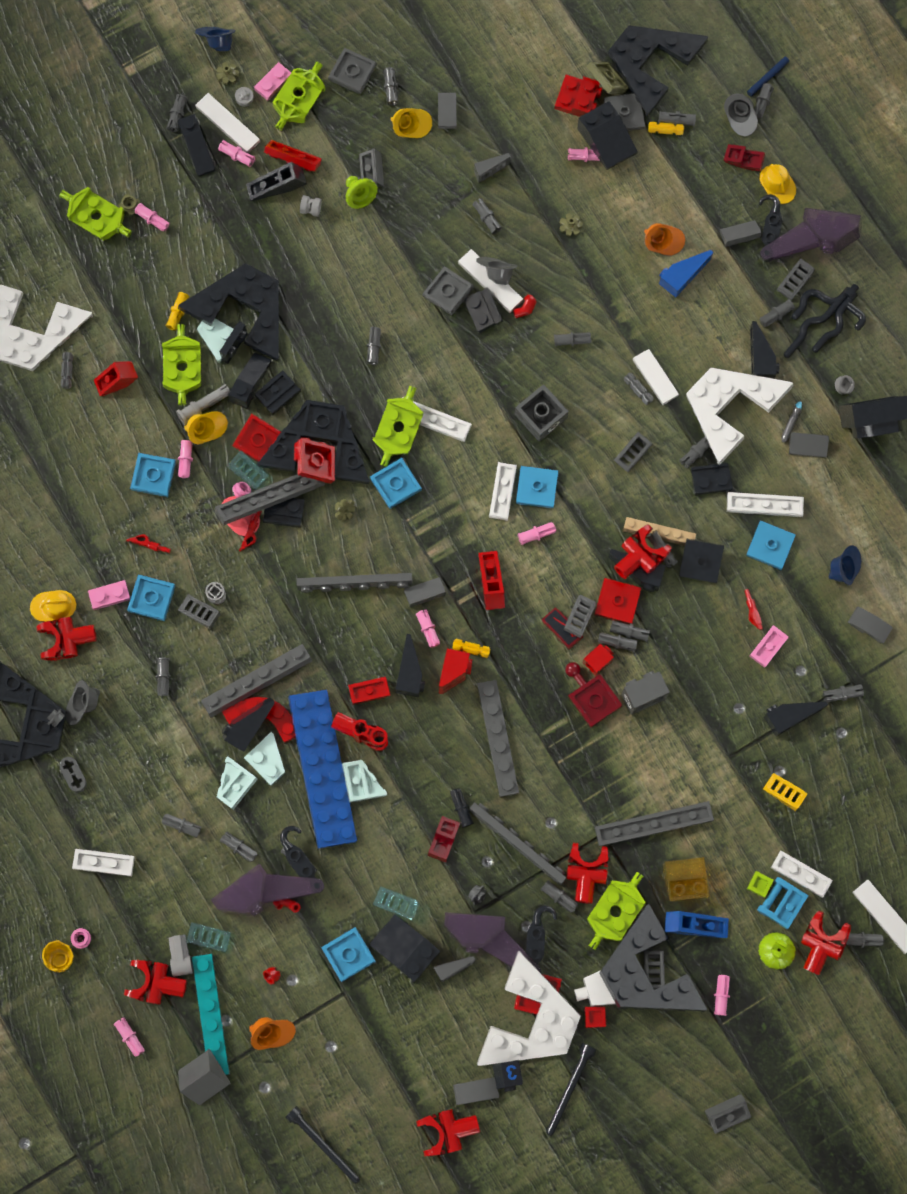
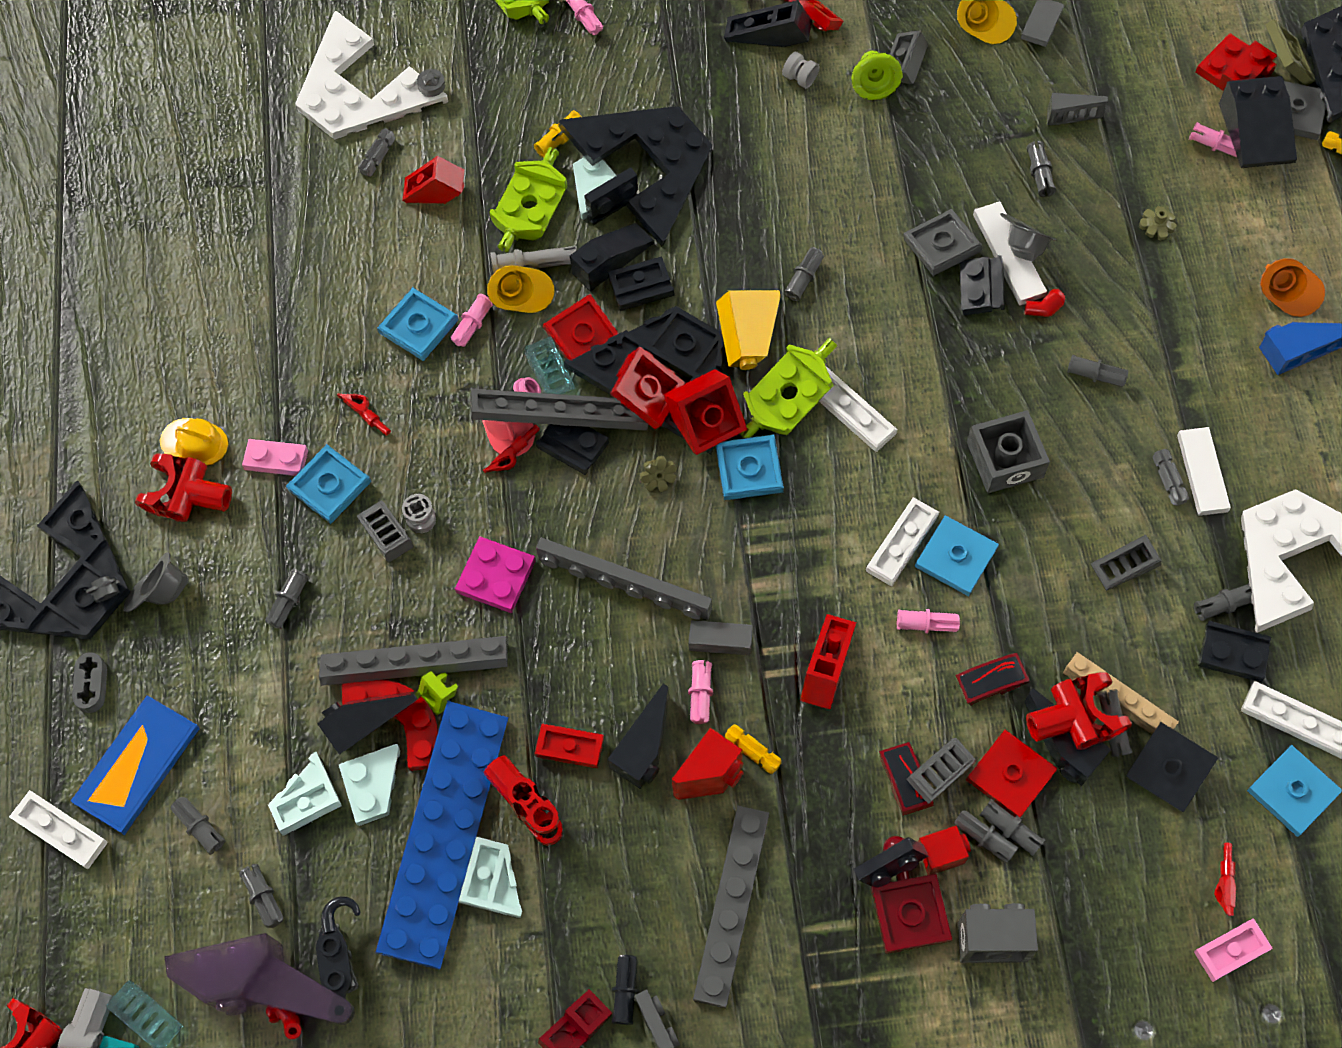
camera: 30 degrees right, 10 degrees down
(78, 308) = (431, 82): none -> dark grey tile
(126, 808) = (135, 765): none -> blue tile
(277, 610) = (495, 574): none -> dark pink plate
(279, 693) = (435, 692): none -> lime tile
(356, 395) = (747, 325): none -> yellow slope
(357, 460) = (706, 411): none -> red slope
(578, 674) = (896, 859): none -> black plate
(586, 551) = (992, 678): none -> slope

